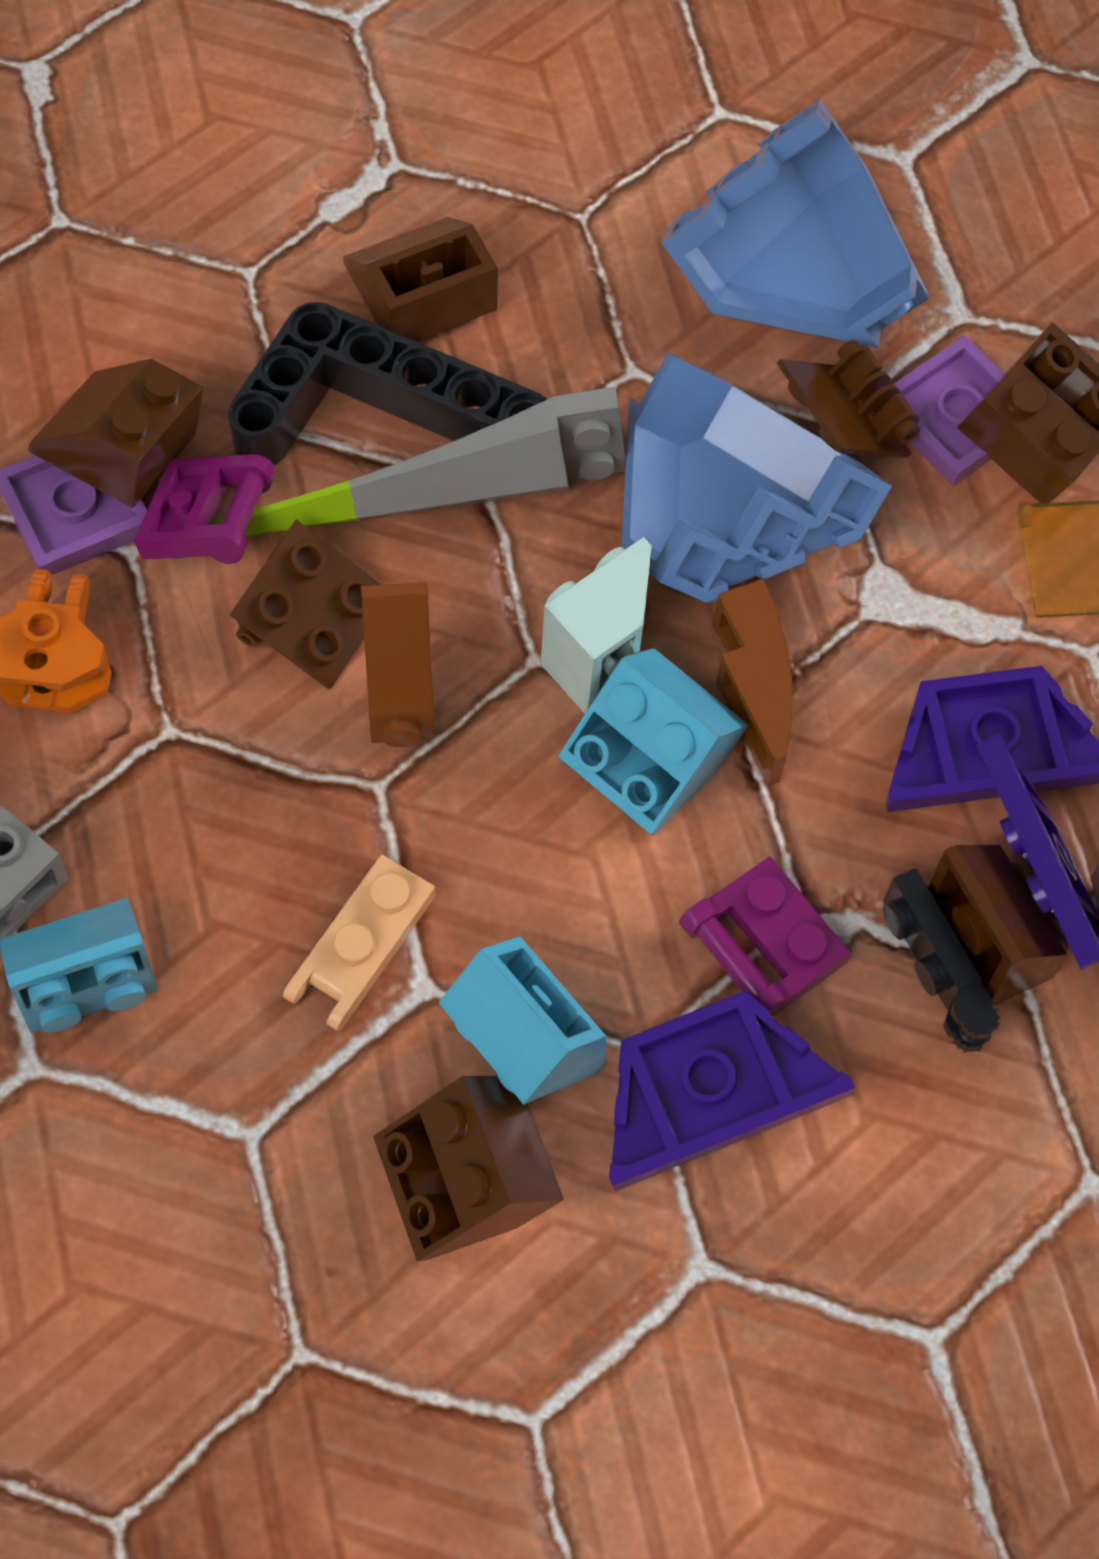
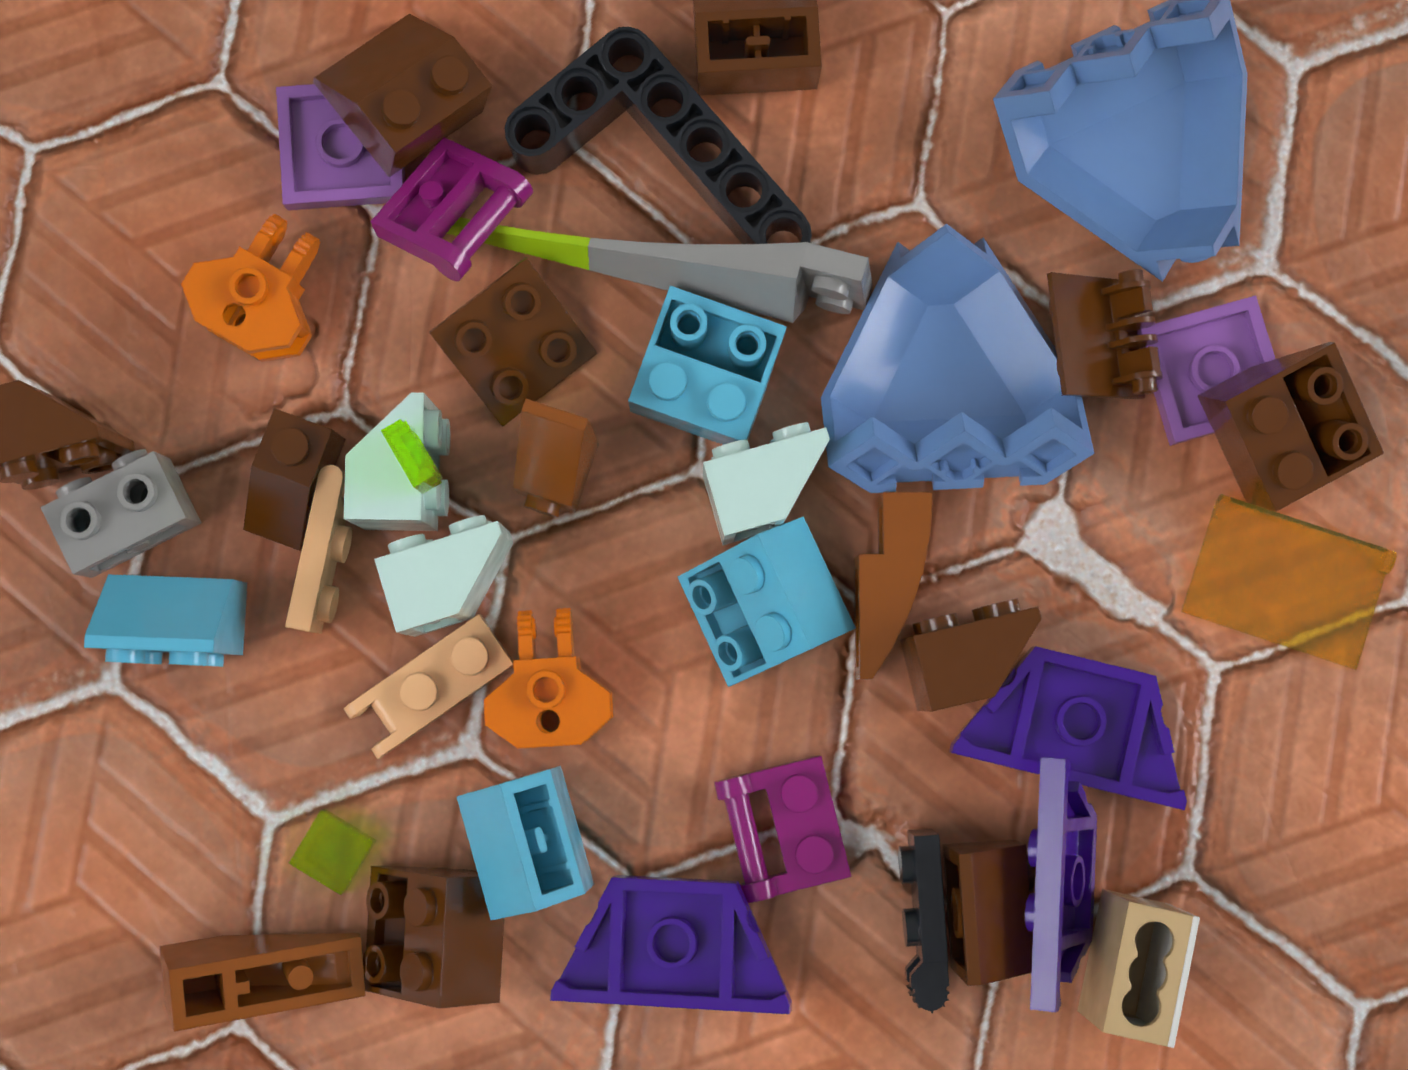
camera: 25 degrees right, 20 degrees up
(144, 798) = (286, 477): none -> reddish brown slope
(204, 845) = (324, 545): none -> light nougat hinge
(255, 743) = (375, 483): none -> light aqua slope
(271, 684) = (412, 455): none -> clear neon green tile
(304, 1274) = (258, 975): none -> dark orange slope
(328, 1137) = (332, 851): none -> clear neon green tile
(333, 816) = (442, 579): none -> light aqua slope
(484, 891) = (547, 684): none -> orange hinge
(503, 556) = (706, 367): none -> medium azure slope
(857, 703) = (966, 661): none -> reddish brown slope

